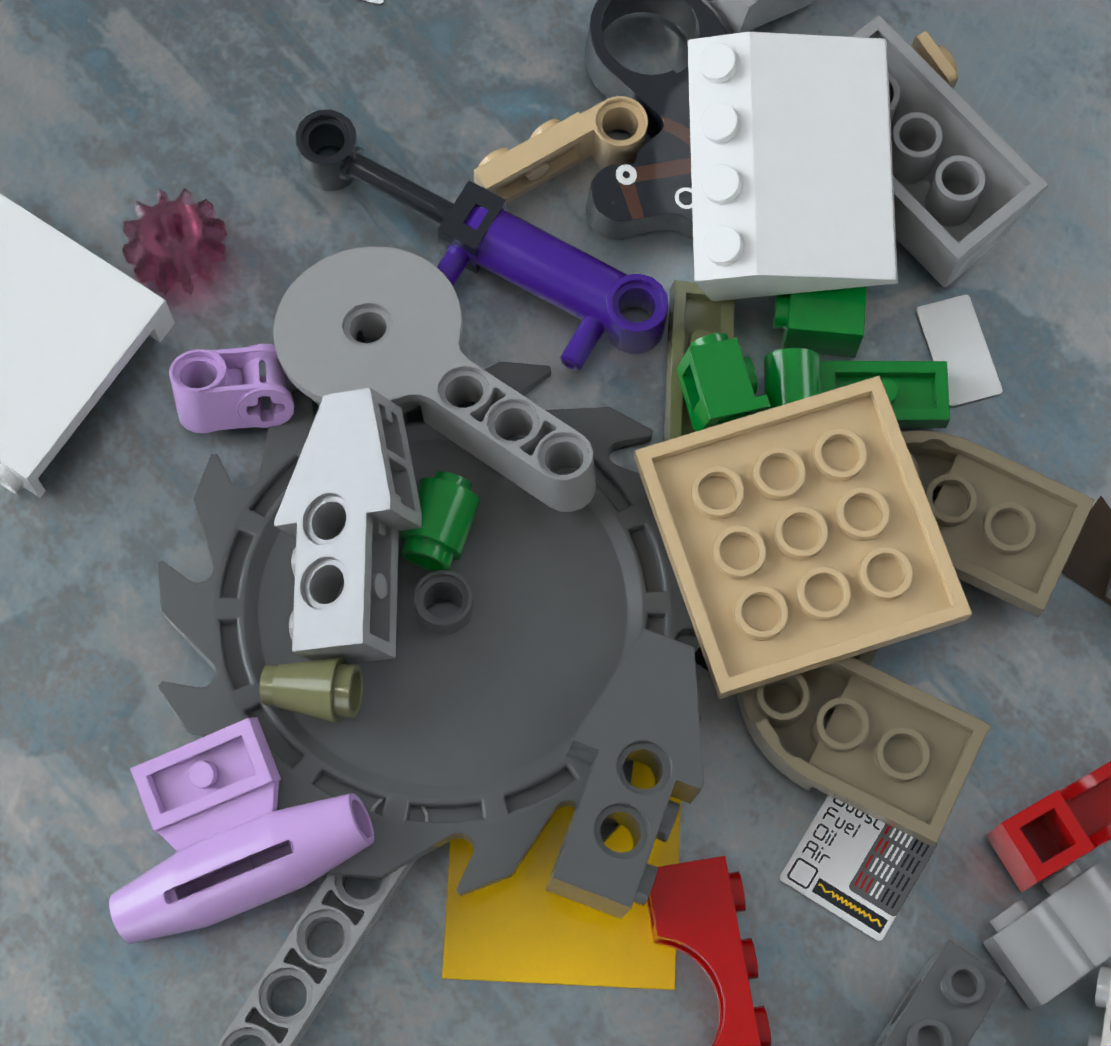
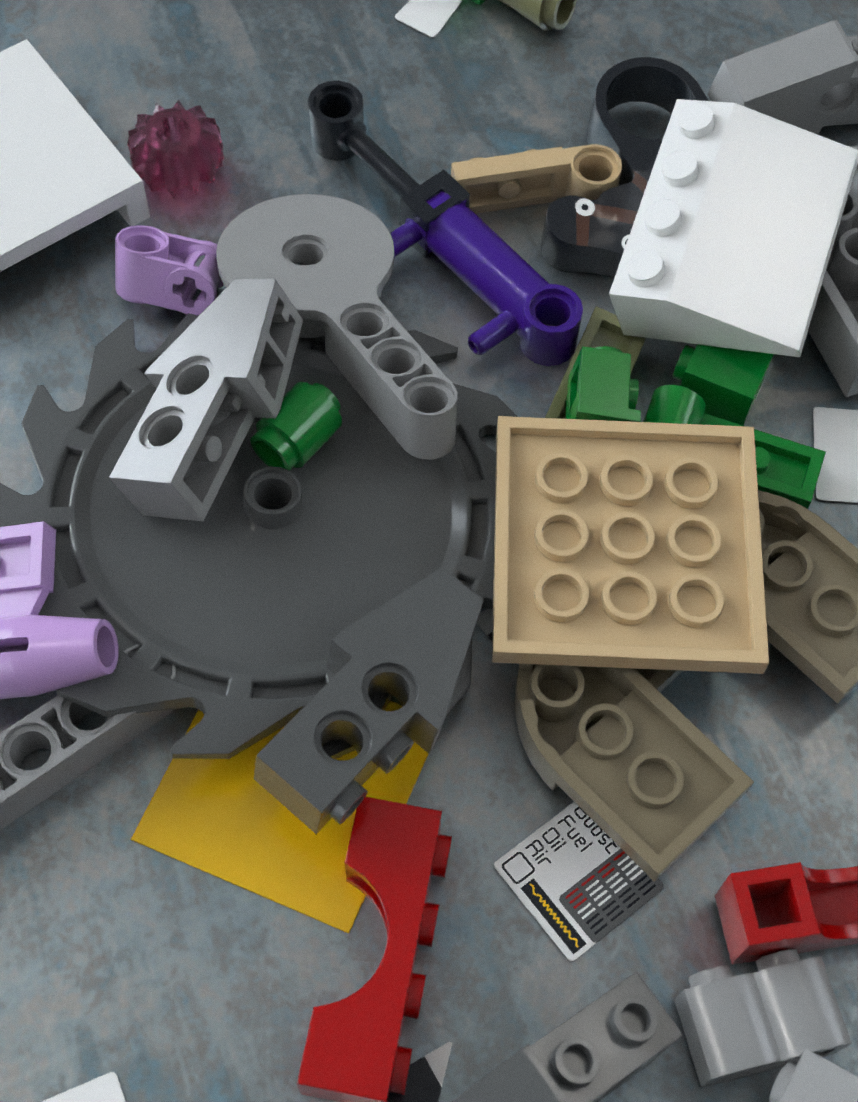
camera: 20 degrees right, 10 degrees down
(314, 688) = (121, 523): olive cone -> none

